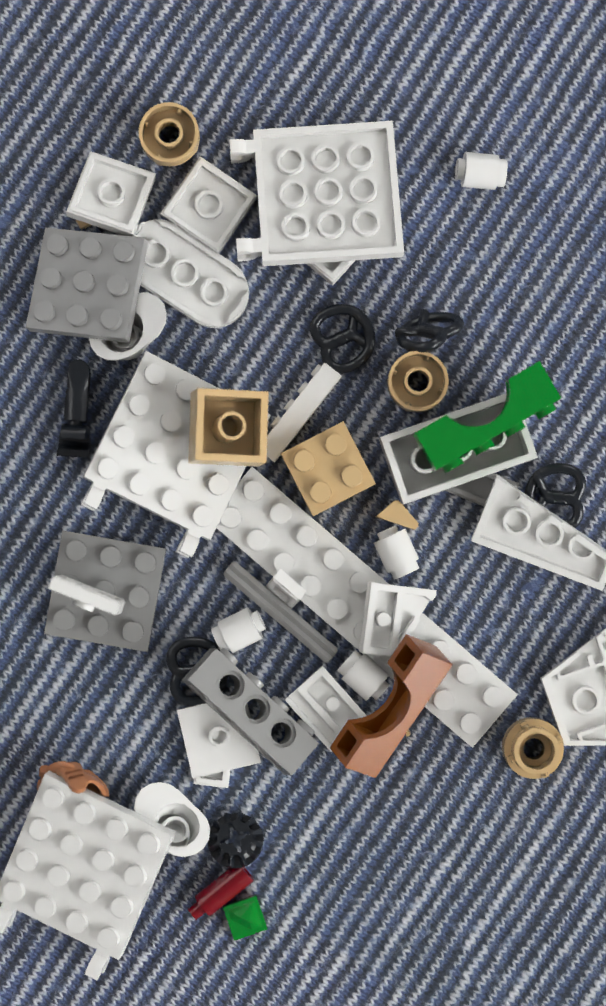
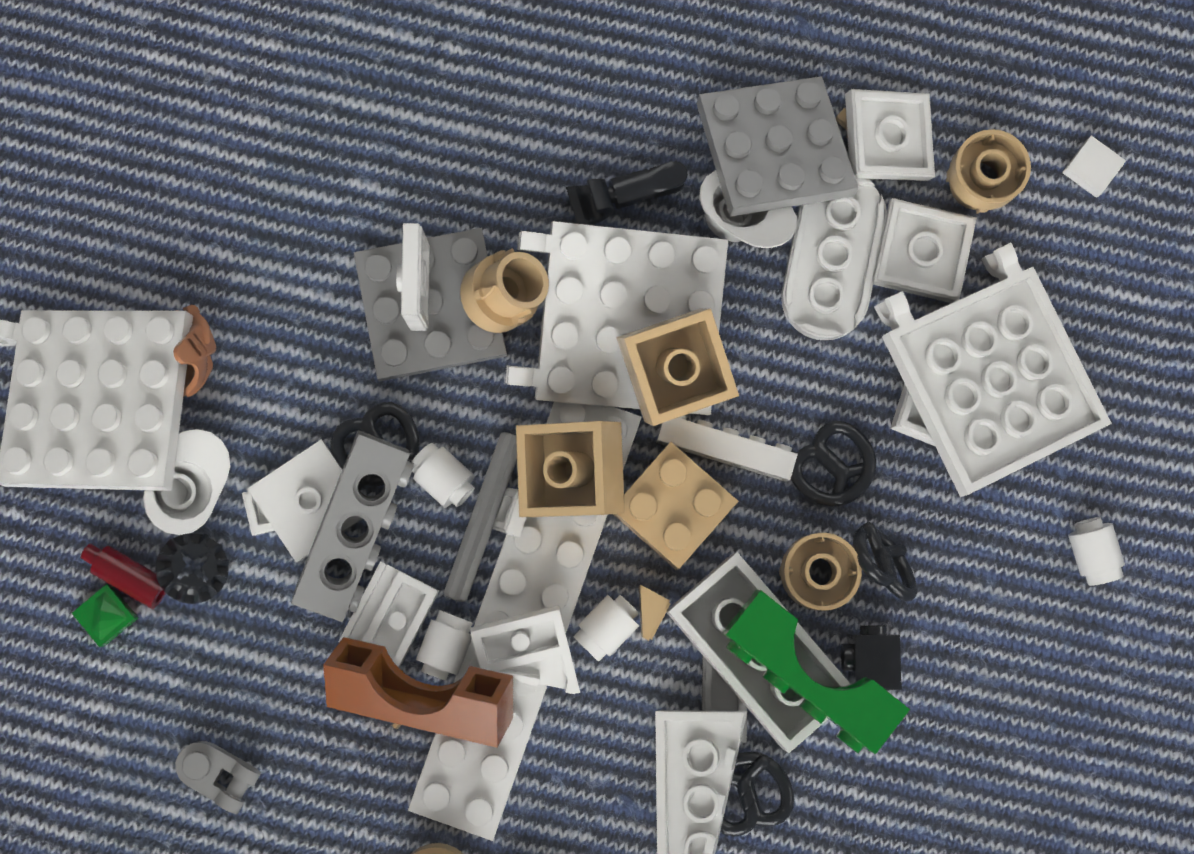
camera: 65 degrees right, 5 degrees down
(119, 532) = (504, 290): none -> tan piece
(194, 49) = (1094, 166): none -> white tile
(273, 535) = (570, 469): none -> tan brick
(381, 884) = (201, 767): none -> light grey plate
(493, 367) = (873, 656): none -> black brick

